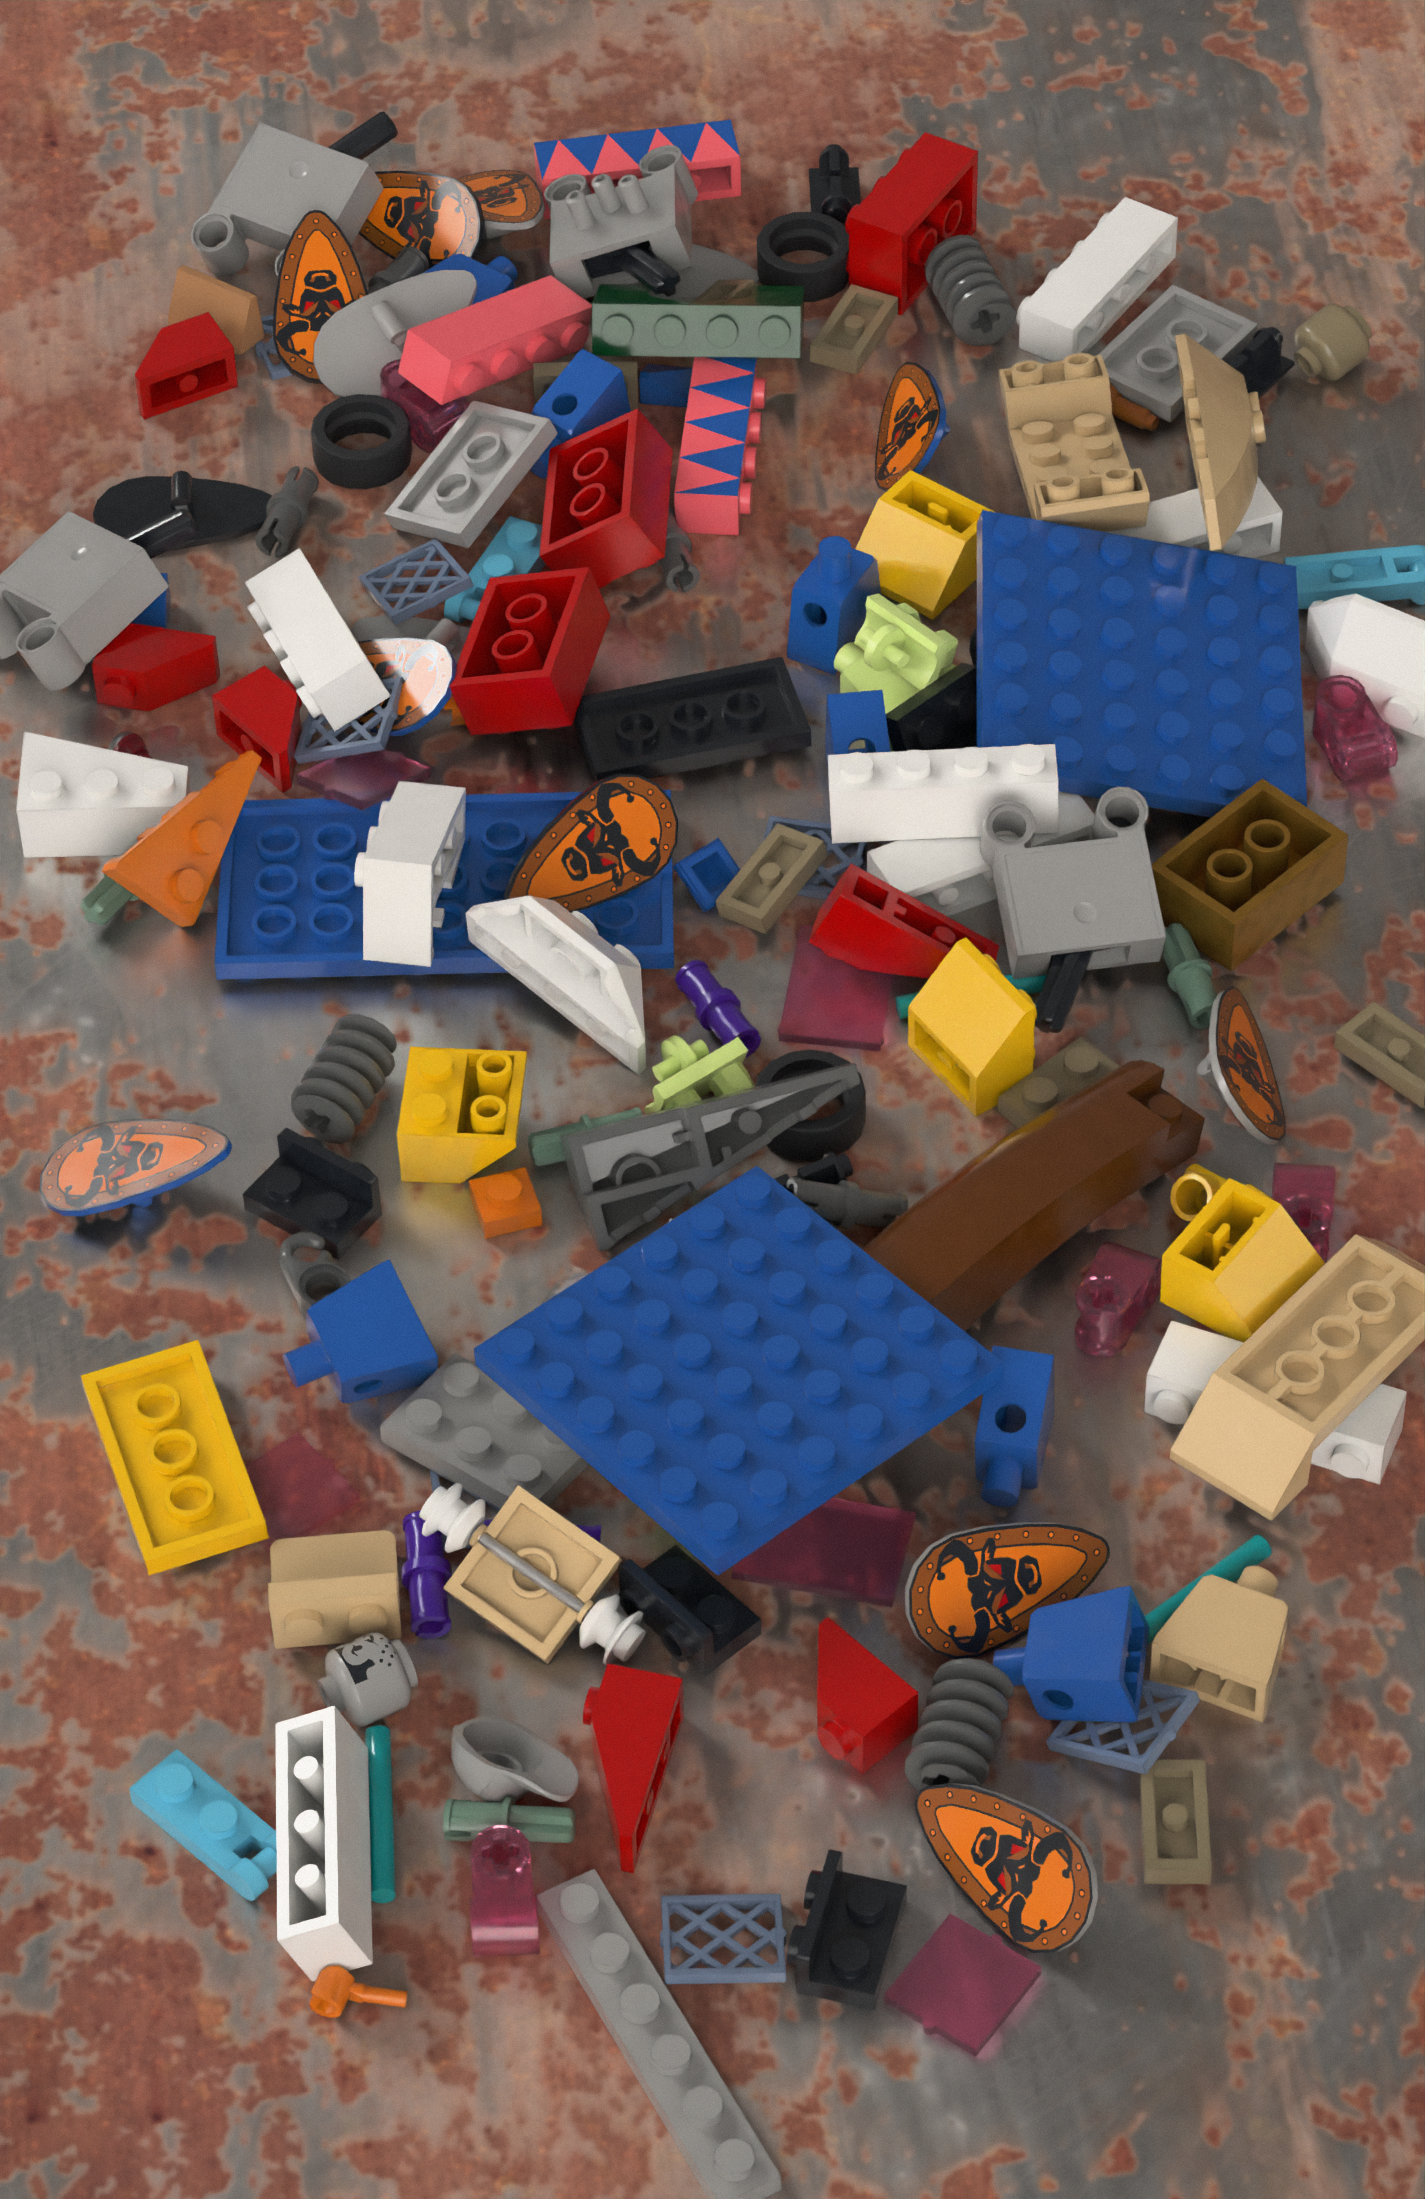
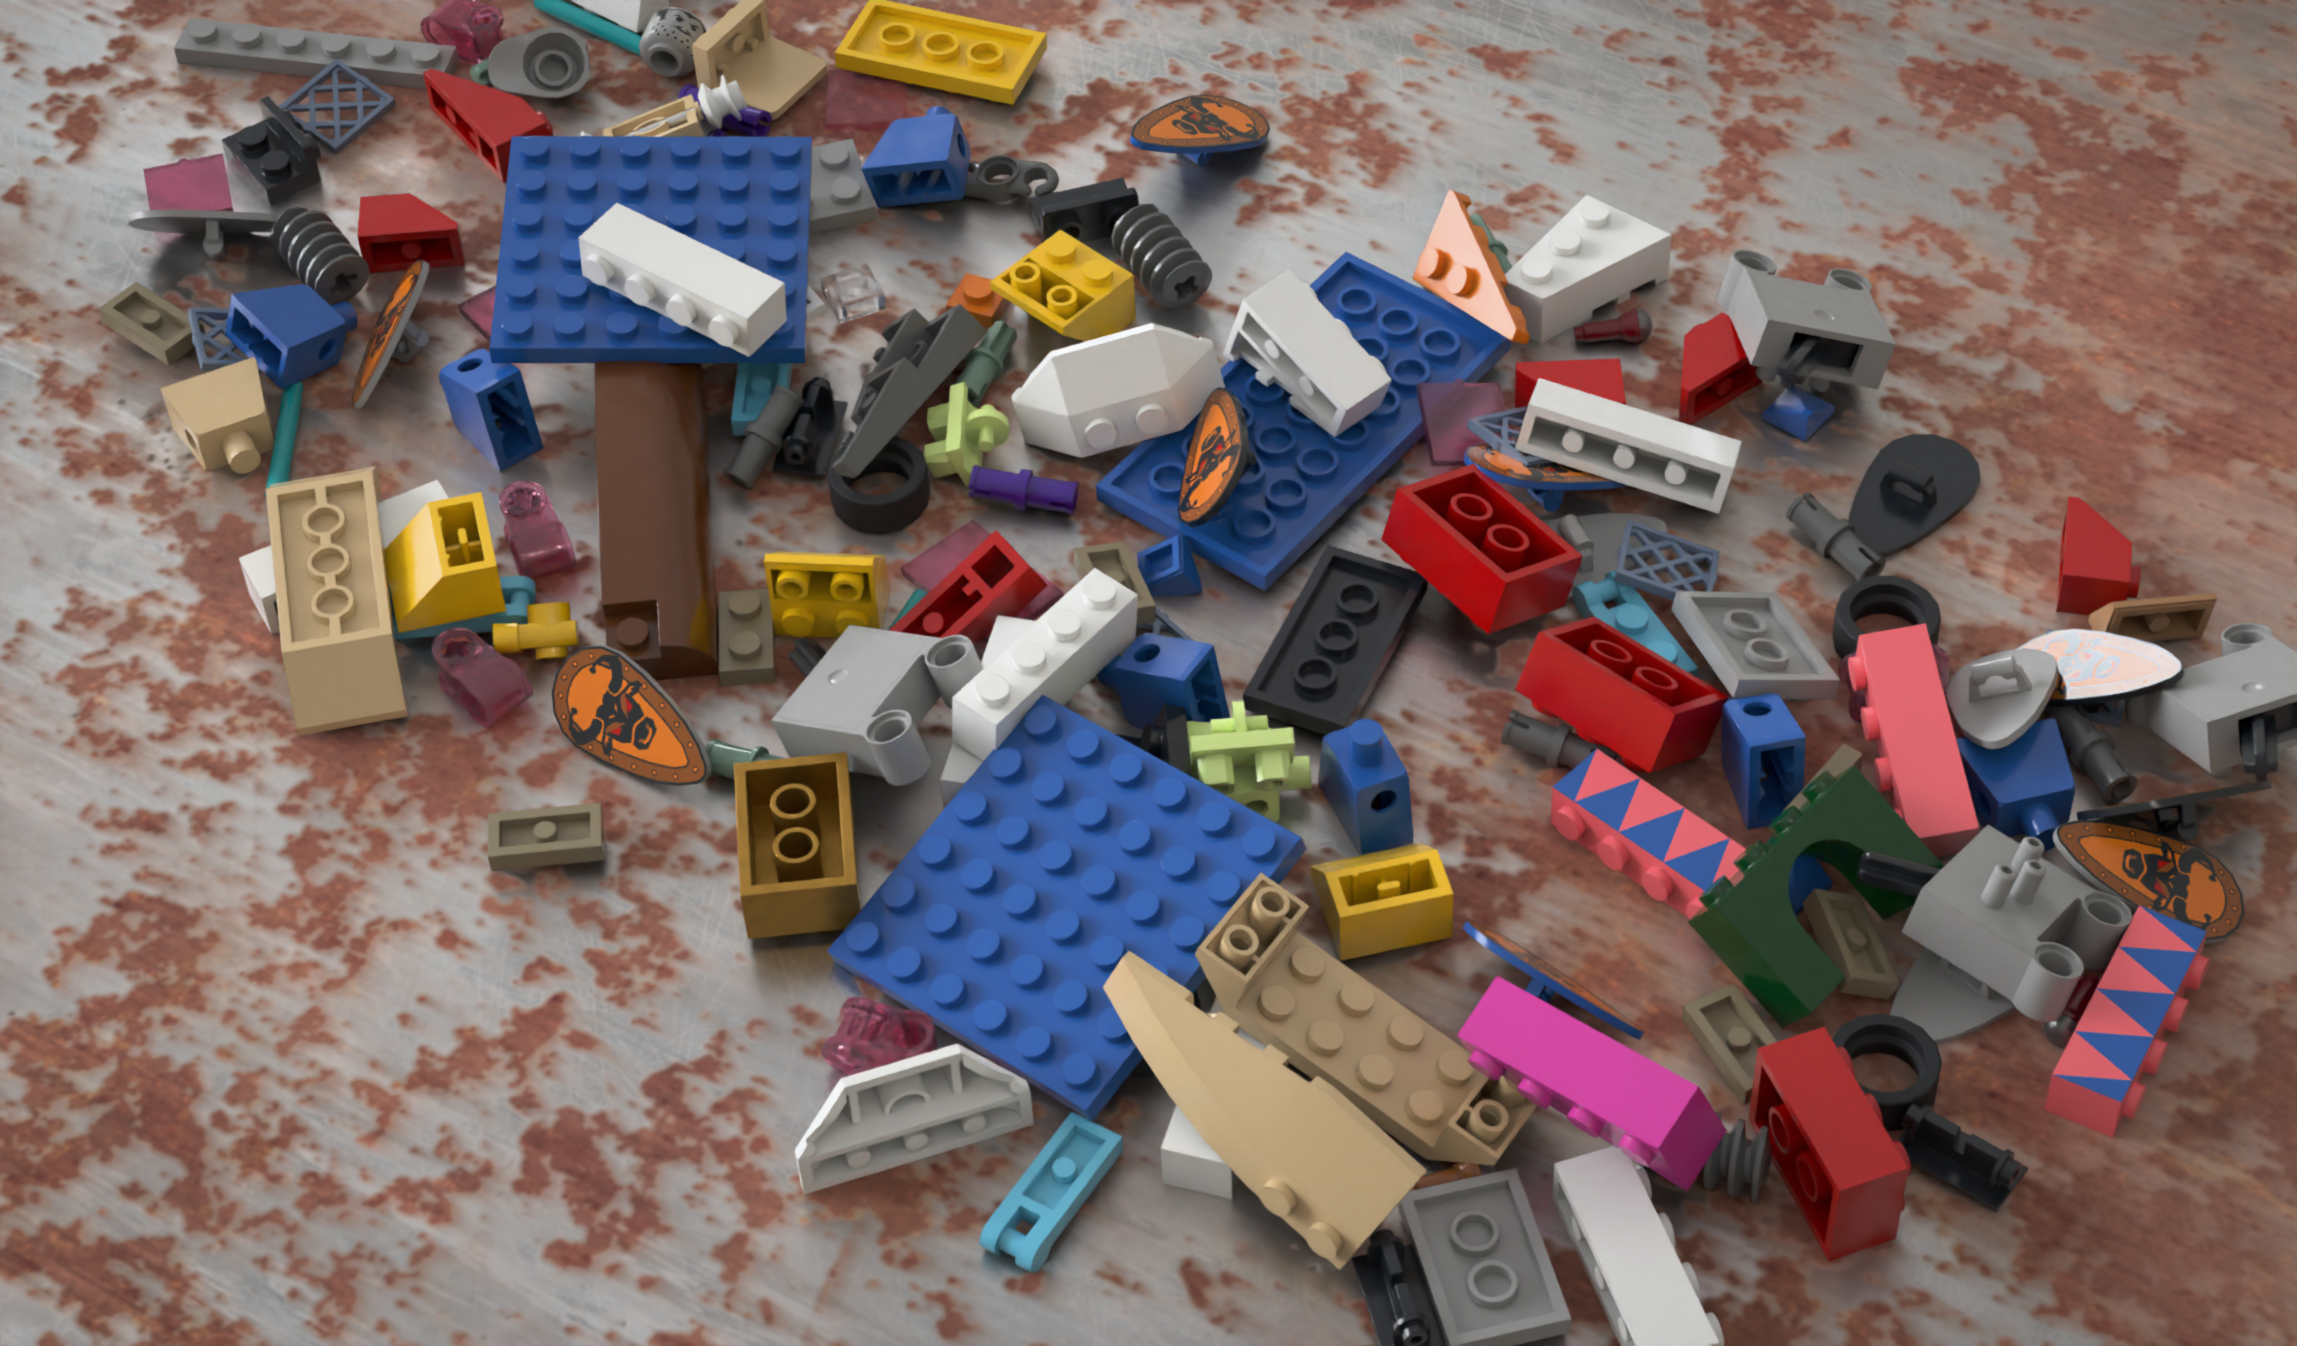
camera: 130 degrees right, 0 degrees up
(796, 1248) = (683, 279): none -> white brick
(1021, 285) = (1593, 1082): none -> dark pink wedge

